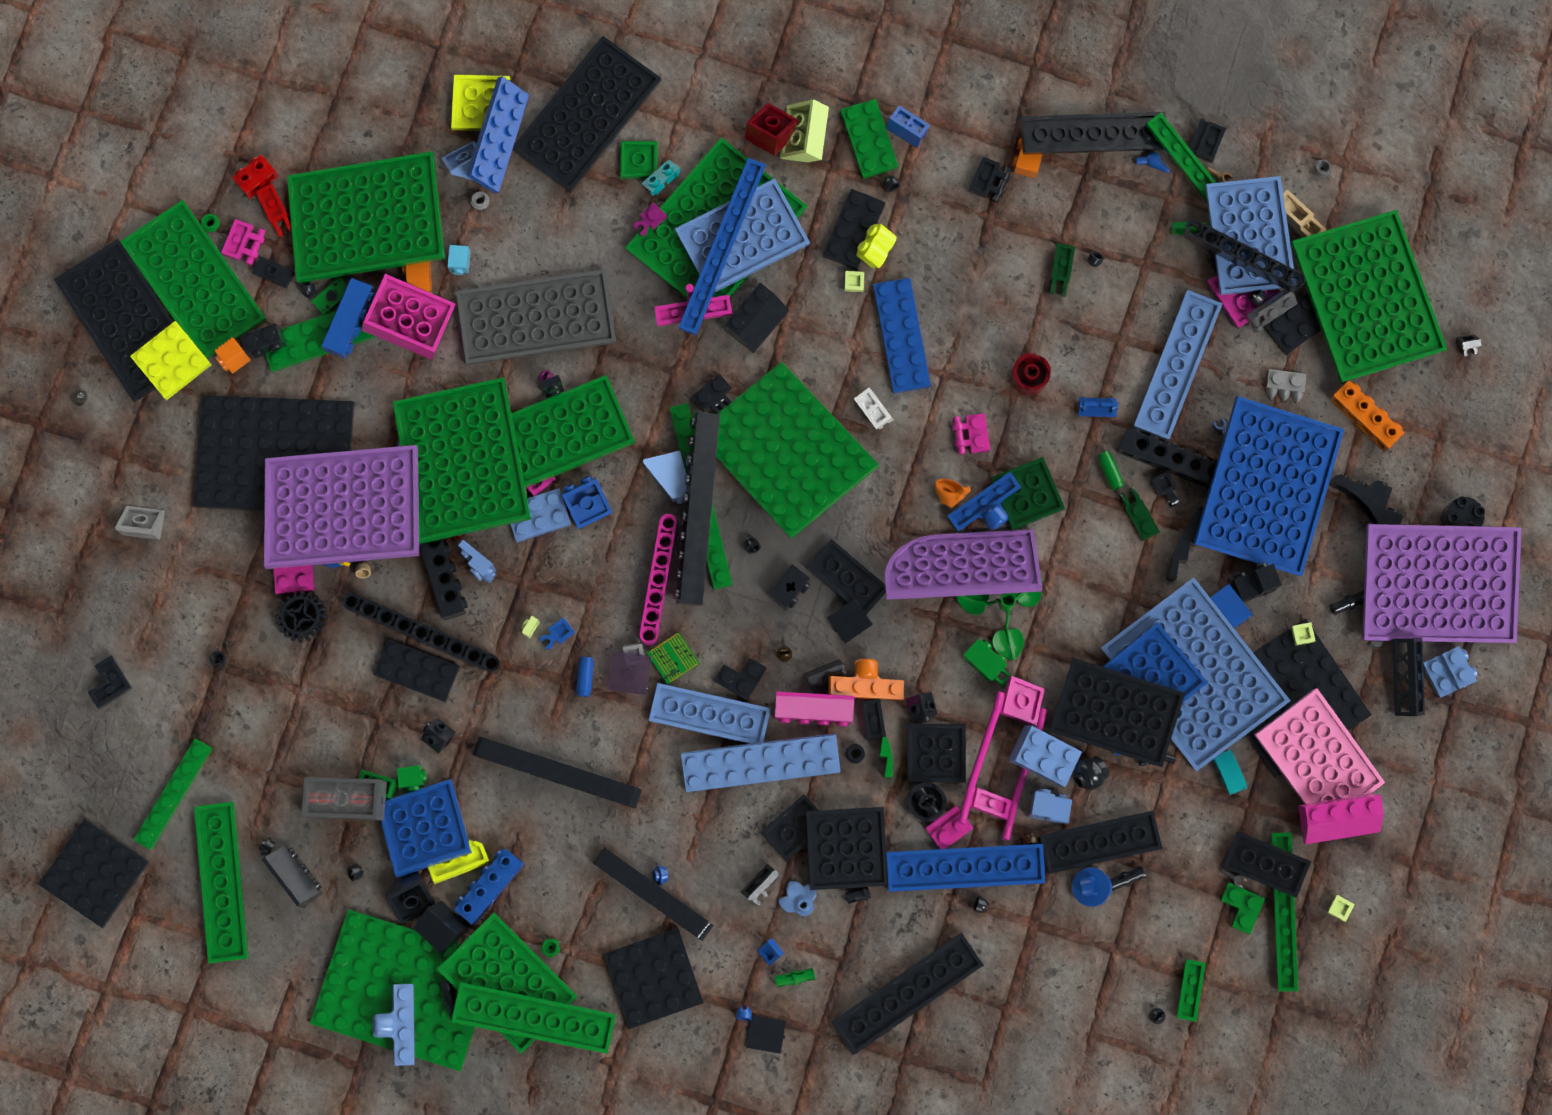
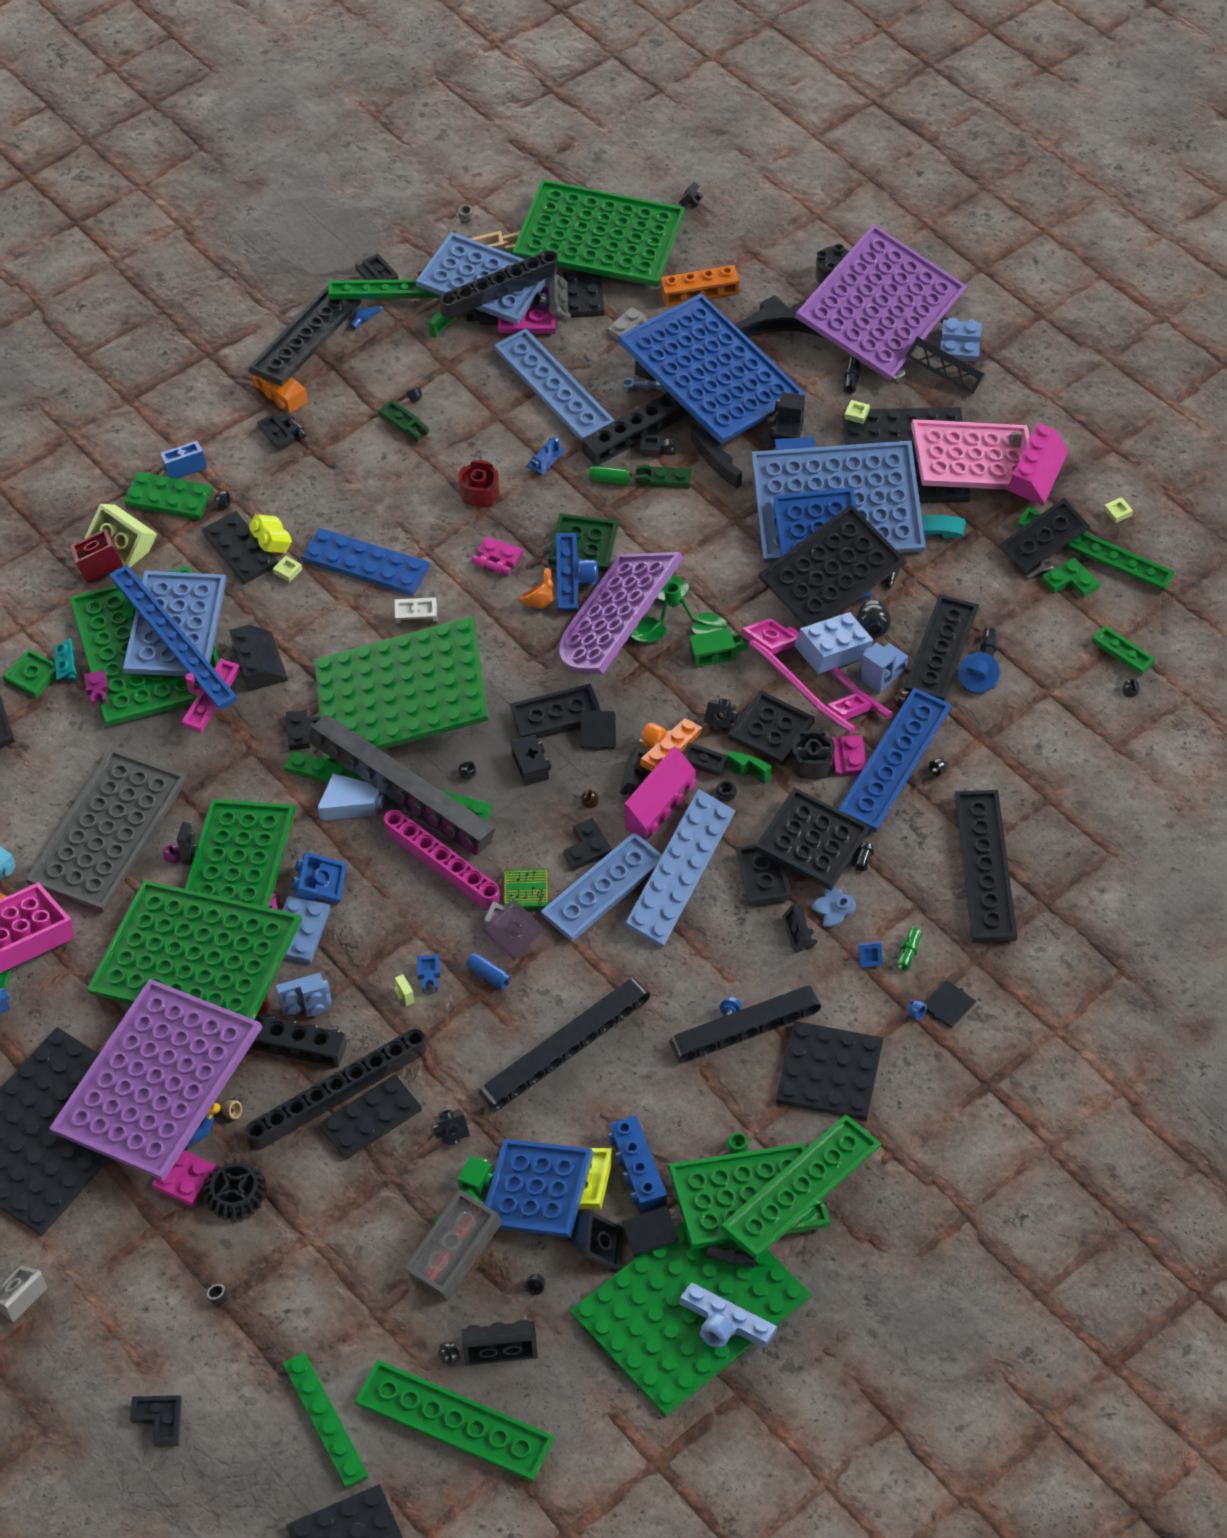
camera: 55 degrees left, 25 degrees down
(1357, 783) = (1015, 439): none -> clear smoke hinge

